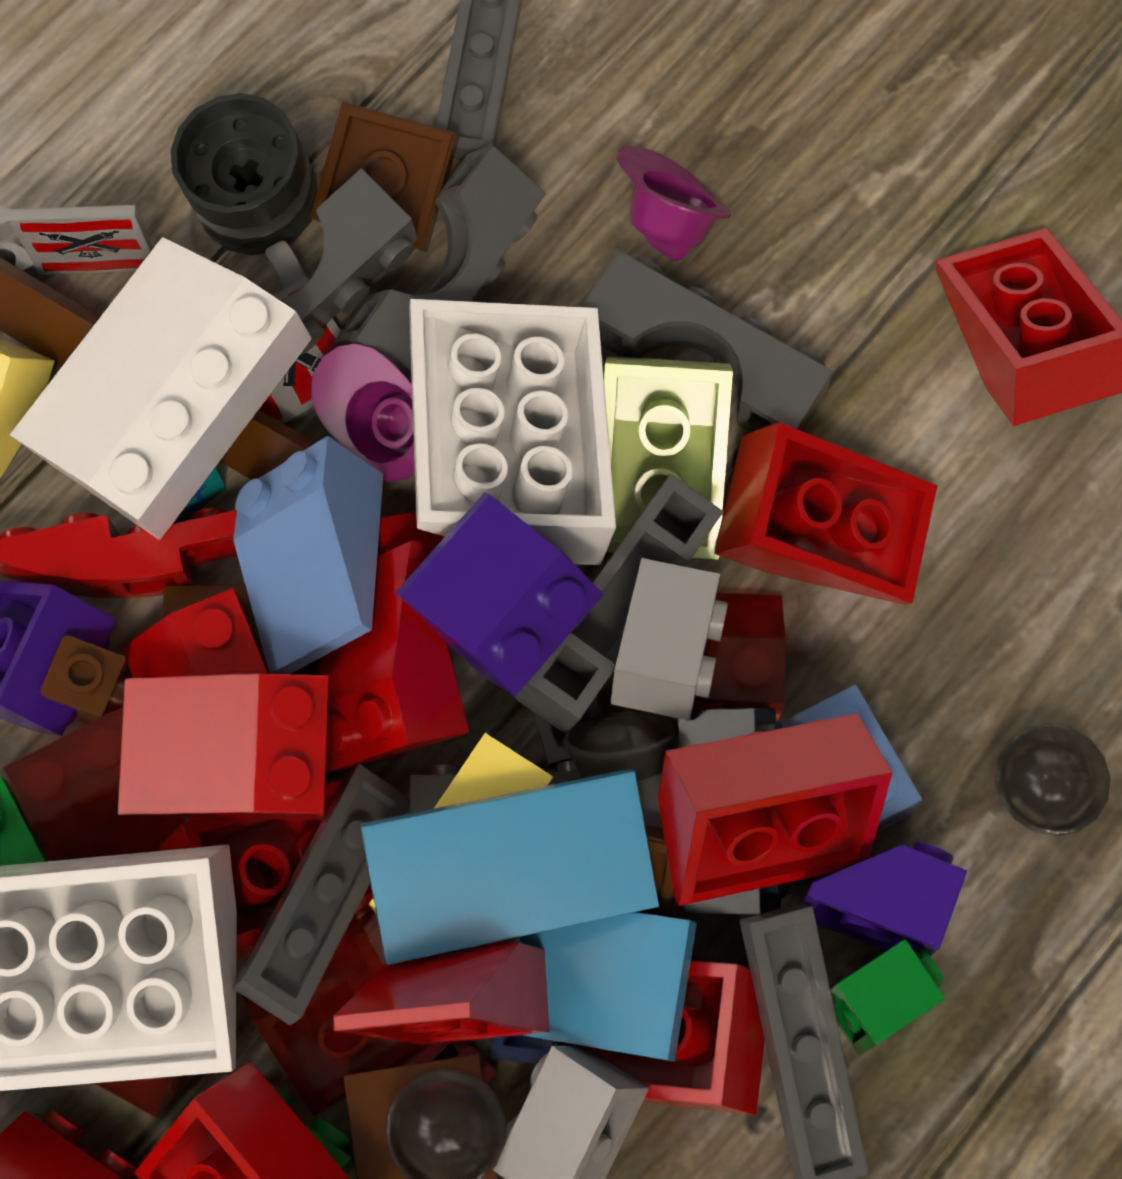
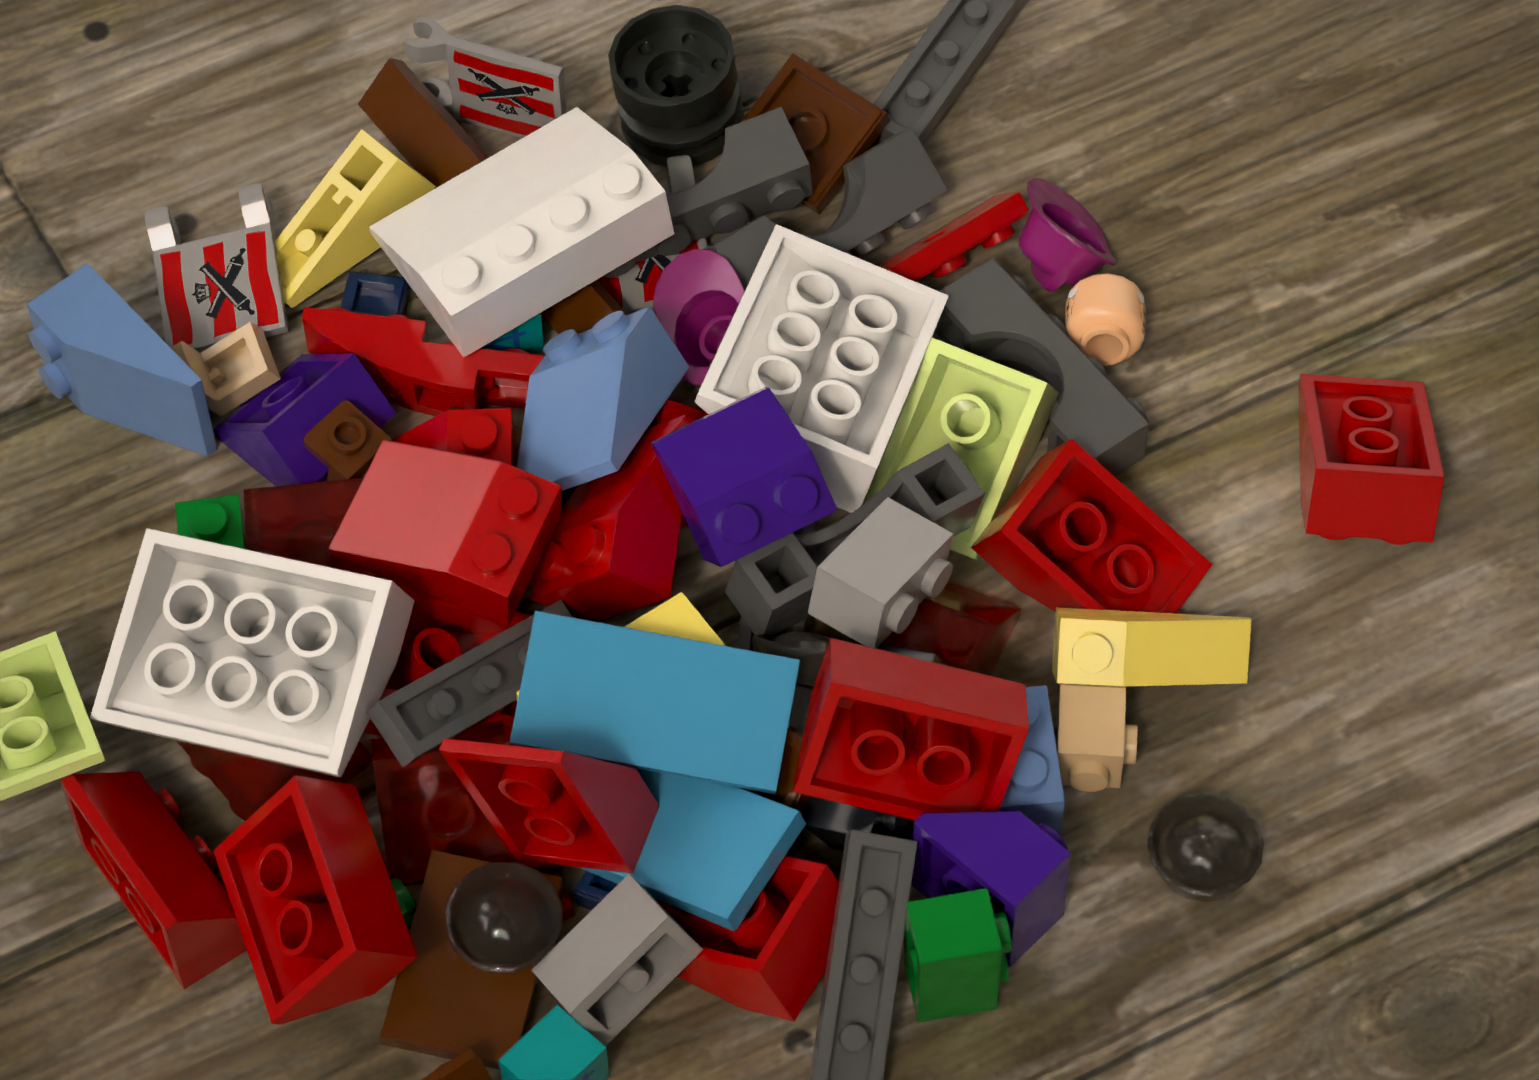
camera: 20 degrees right, 15 degrees down
(41, 498) = (375, 294): none -> dark blue tile
(562, 246) = (944, 248): none -> red tile
(741, 270) = (1106, 317): none -> light nougat head
(910, 707) = (1093, 736): none -> tan brick
(917, 603) = (1149, 648): none -> light yellow slope

